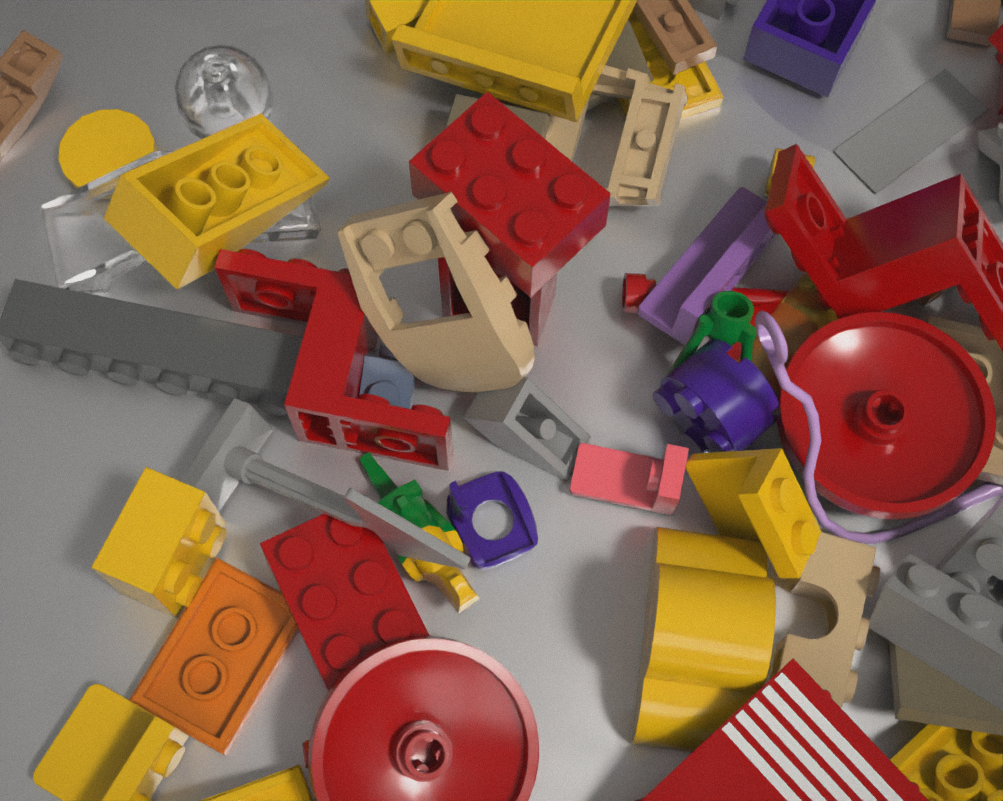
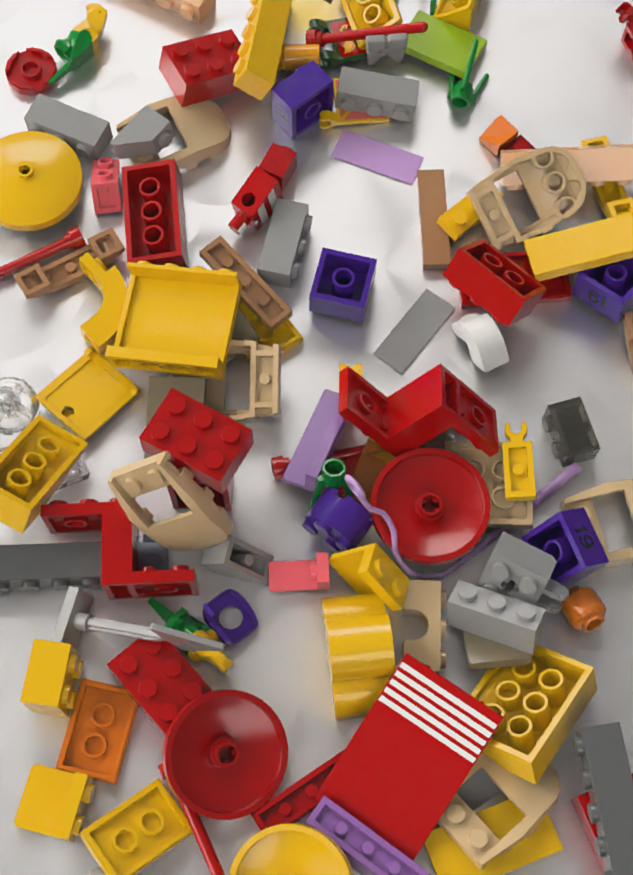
camera: 15 degrees left, 0 degrees up
(358, 102) = (90, 389): none -> yellow container

